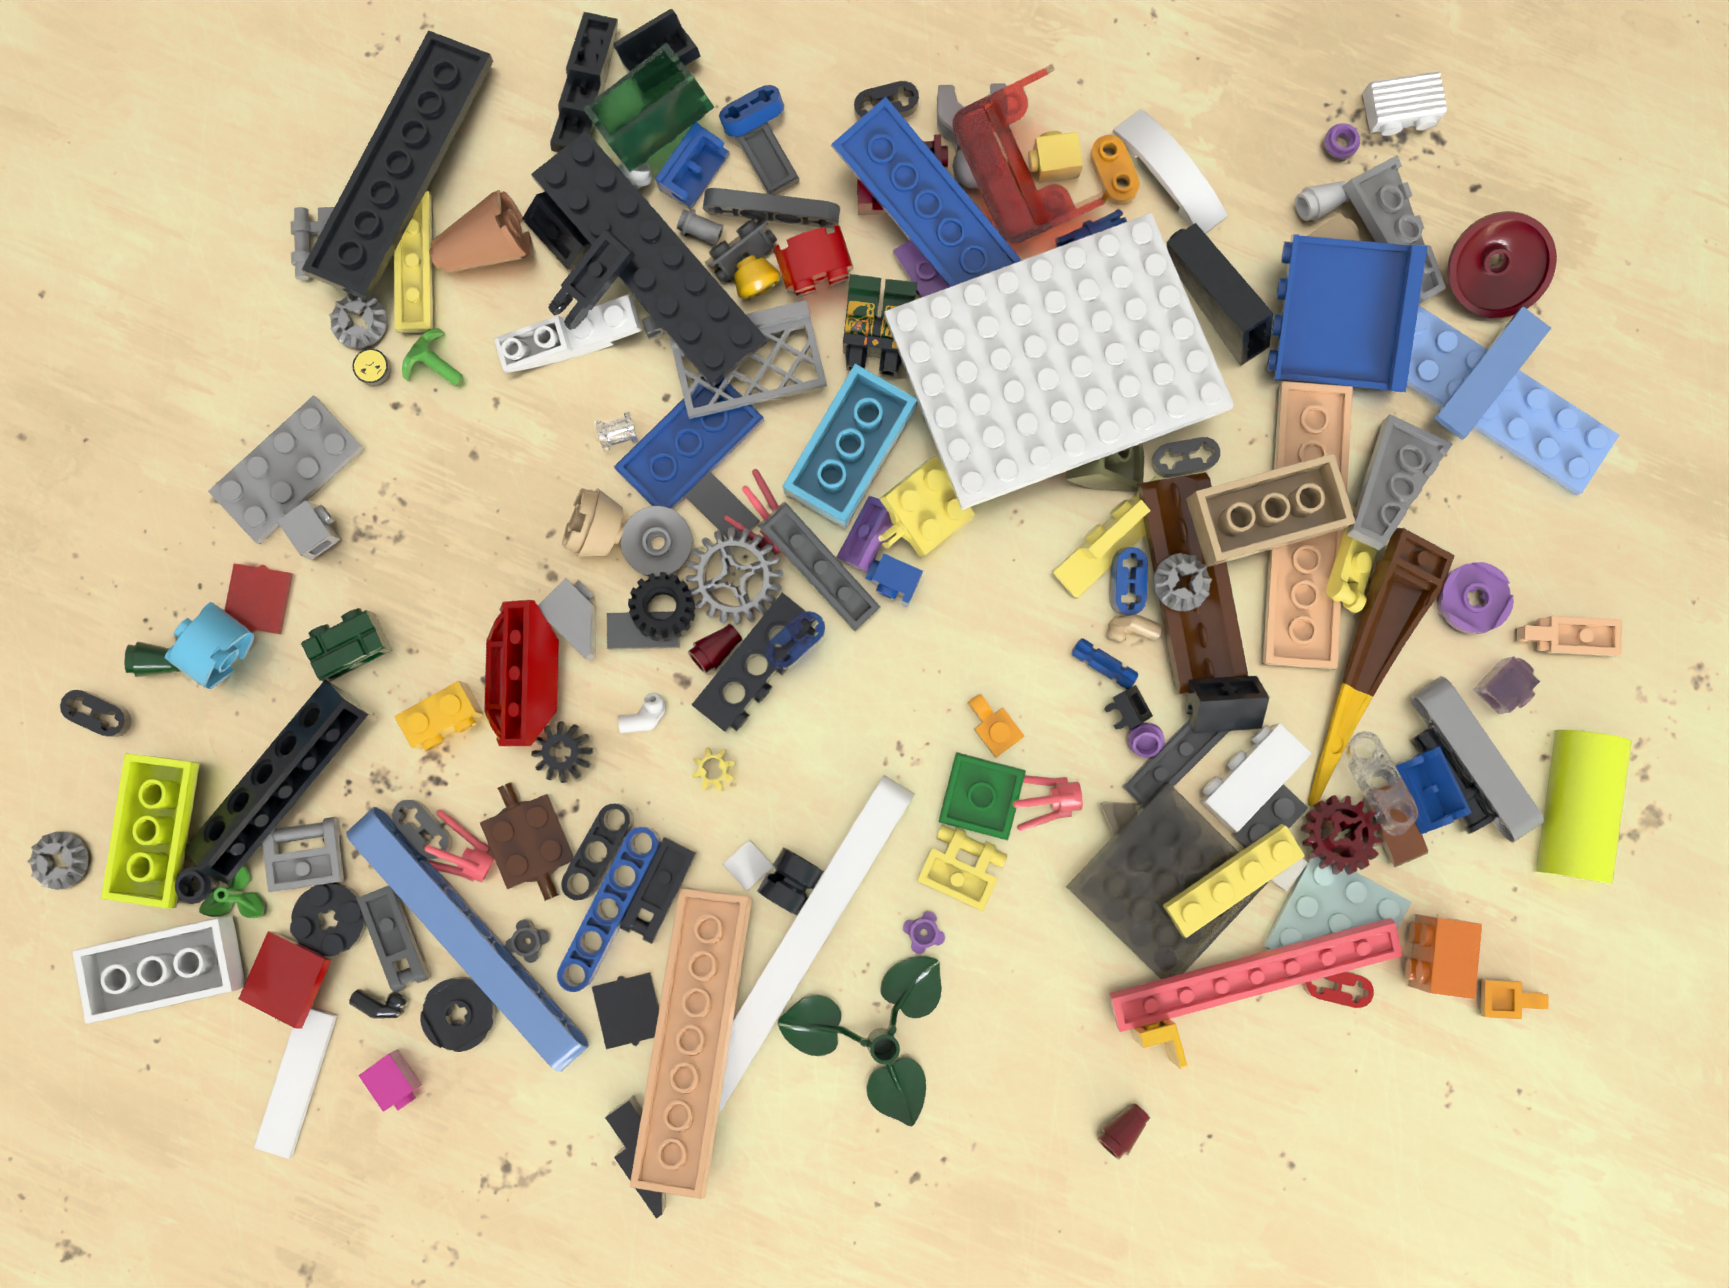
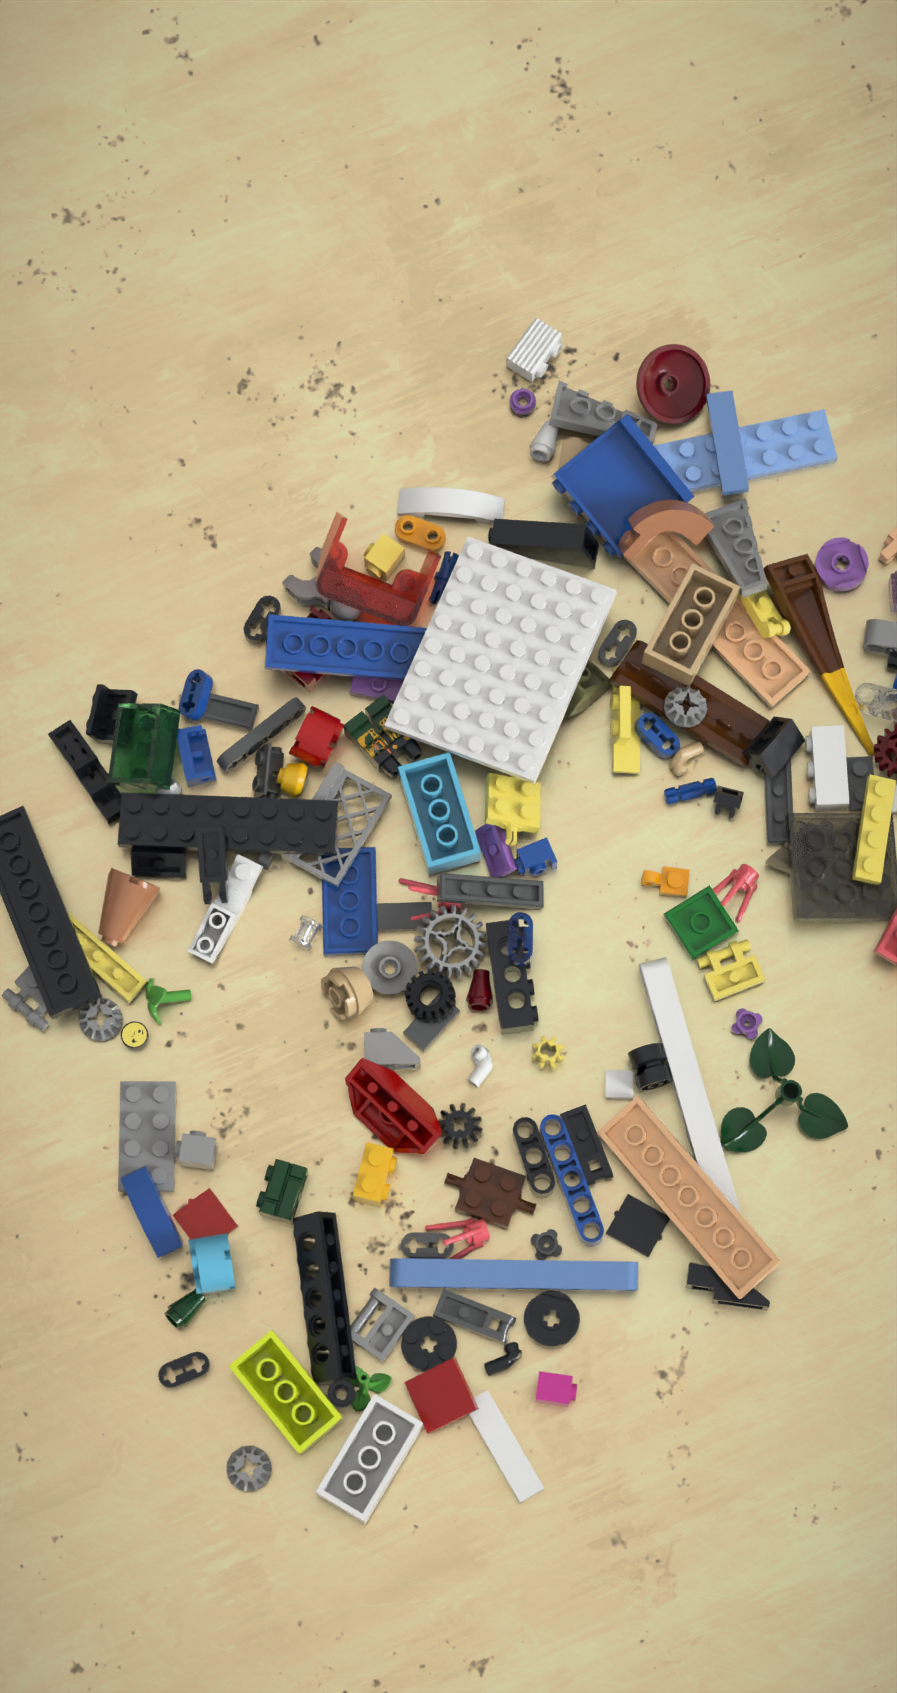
camera: 45 degrees left, 10 degrees down
(211, 543) = (152, 1211): none -> blue slope
(699, 227) = (233, 783): light grey pin -> none
(1146, 739) = (753, 806): medium lavender plate -> none
(1353, 381) = (664, 517): none -> nougat arch

